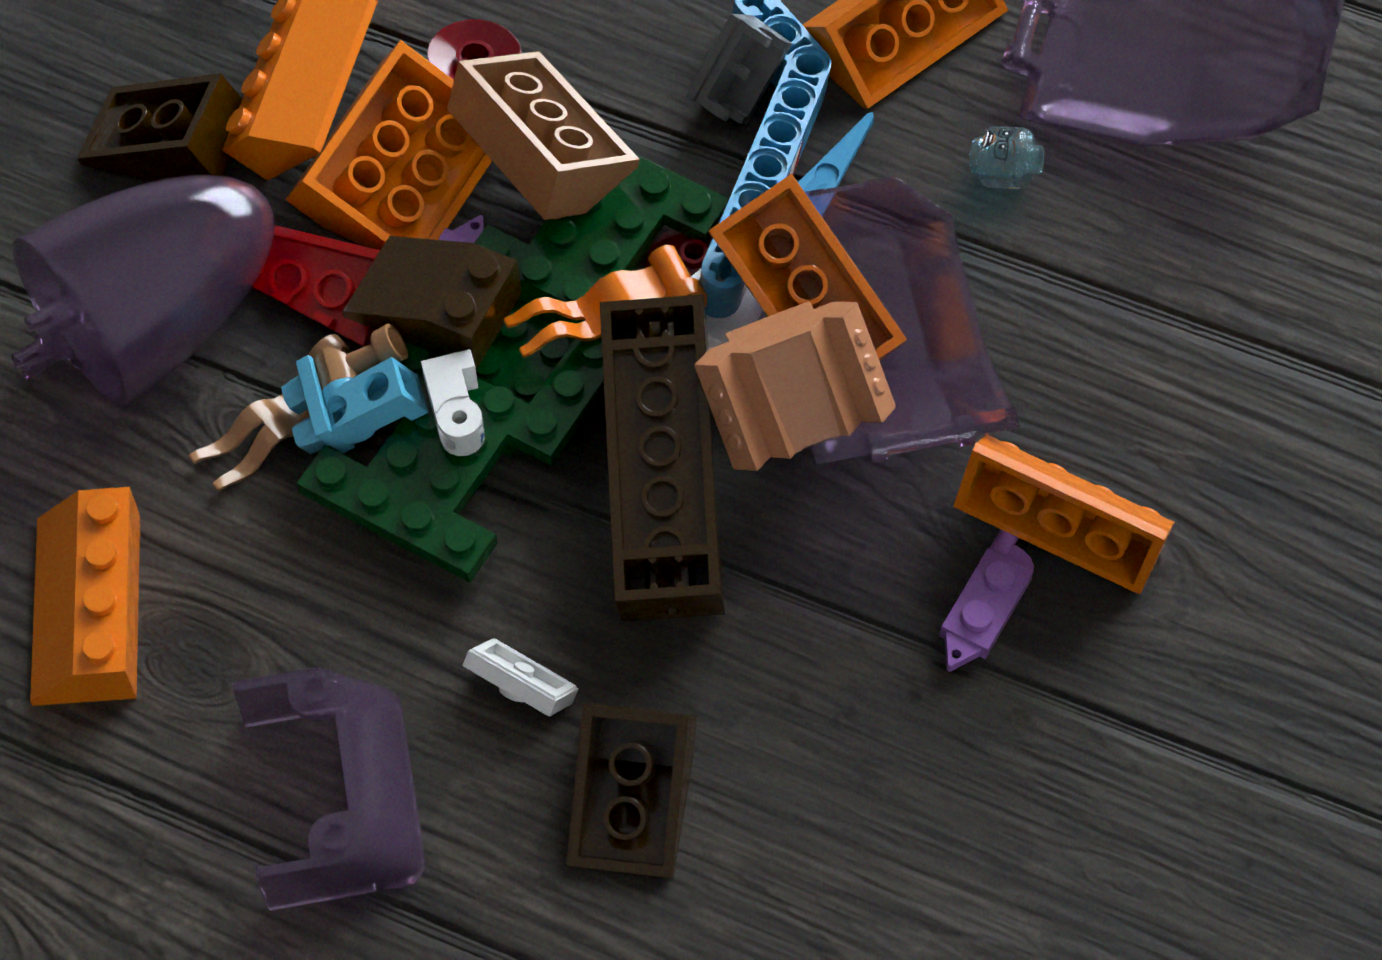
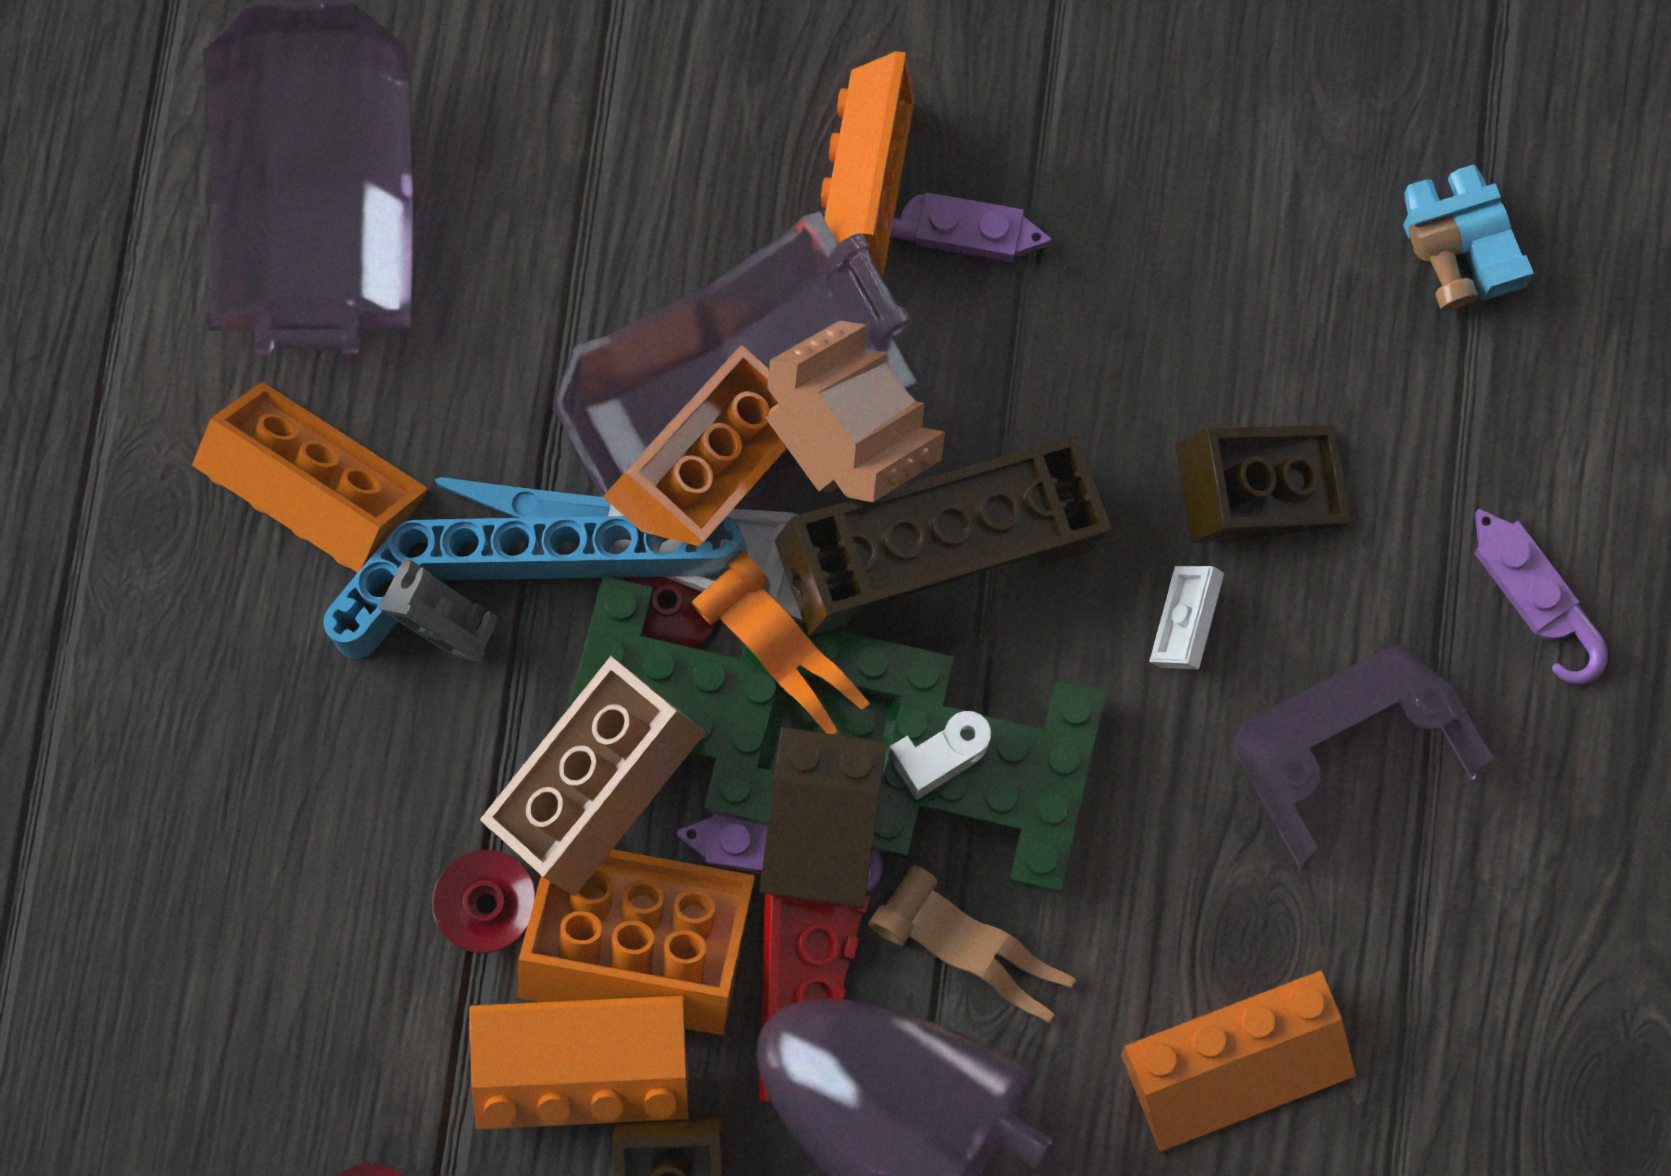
camera: 110 degrees left, 15 degrees up
(353, 392) = (960, 878): medium azure hips -> none
(1006, 157) = (464, 328): clear light blue head -> none

